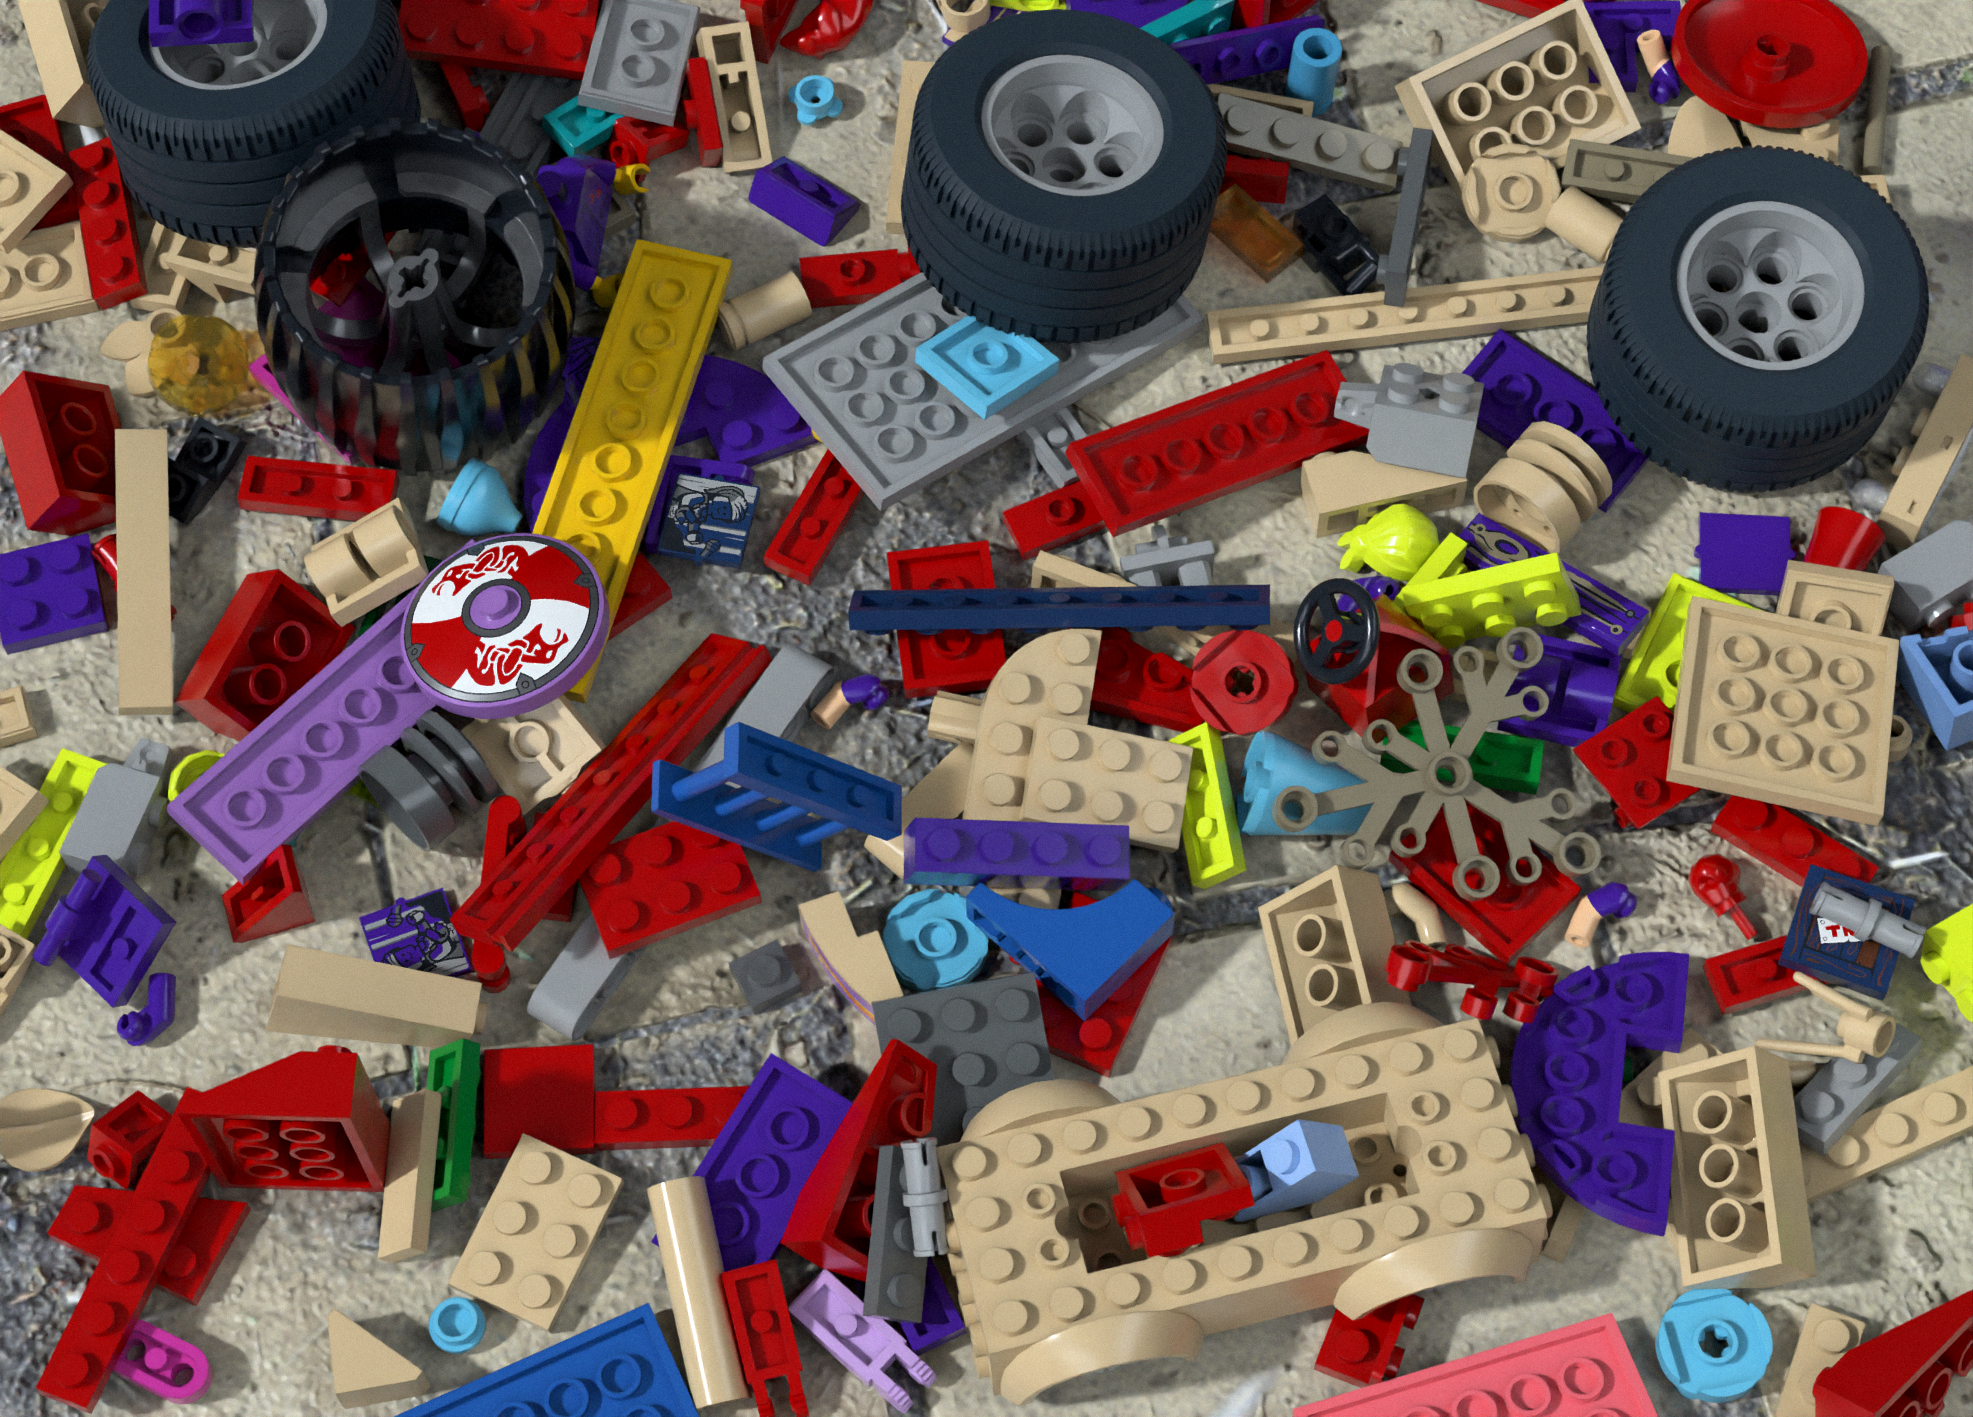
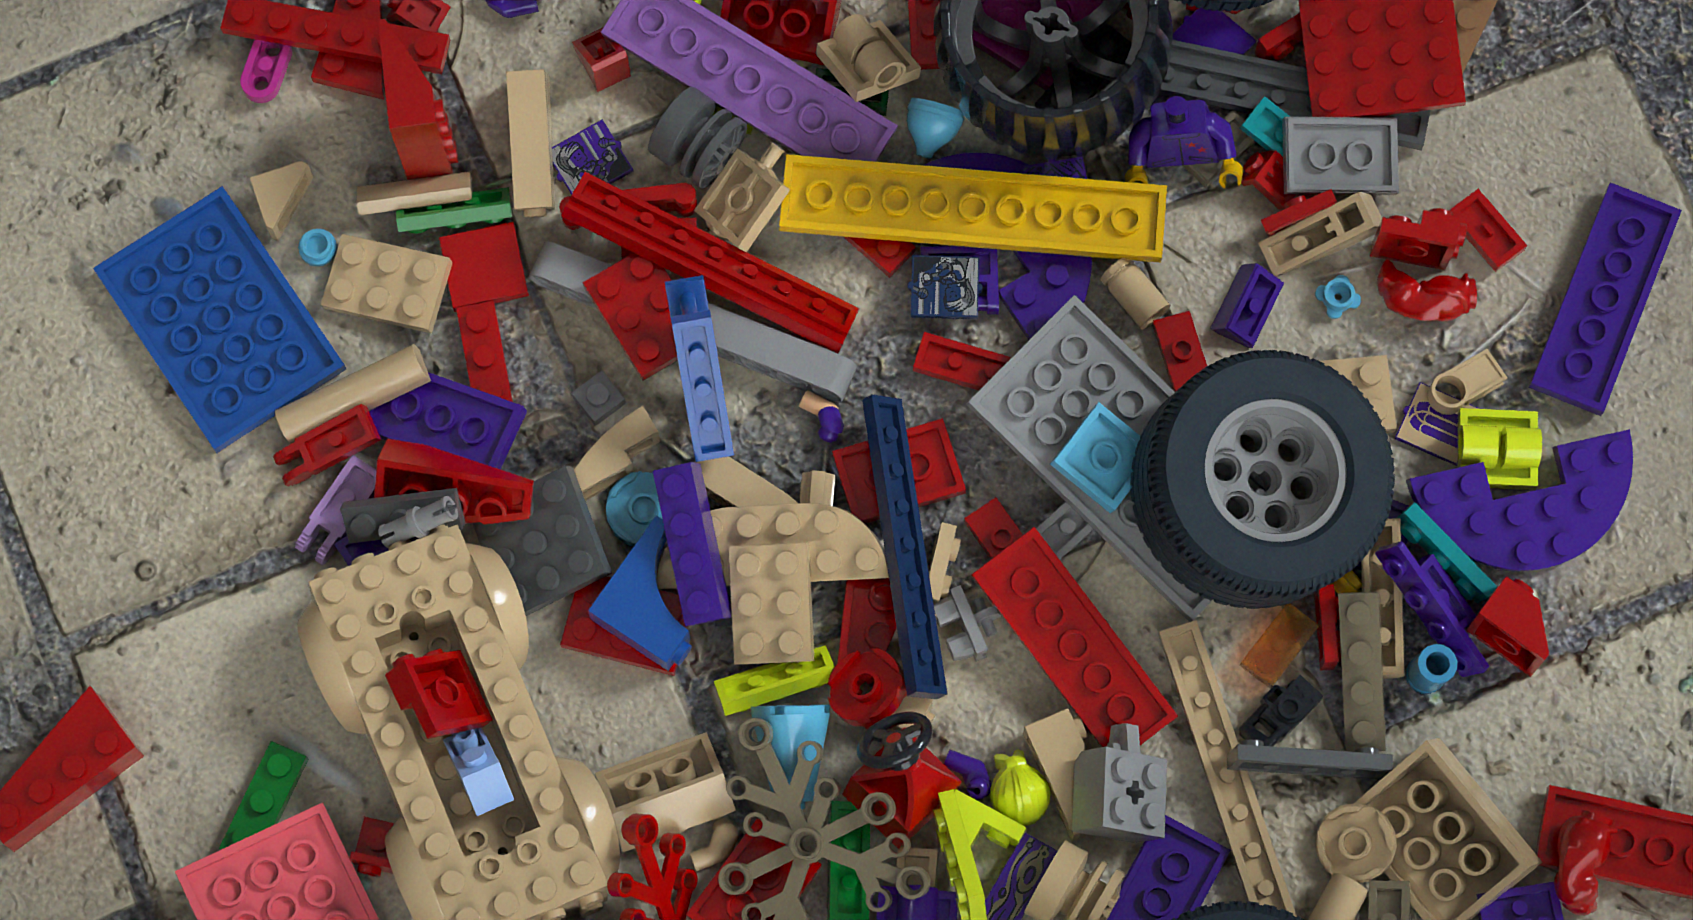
camera: 80 degrees right, 10 degrees up
(505, 626) = (817, 159): dish -> none

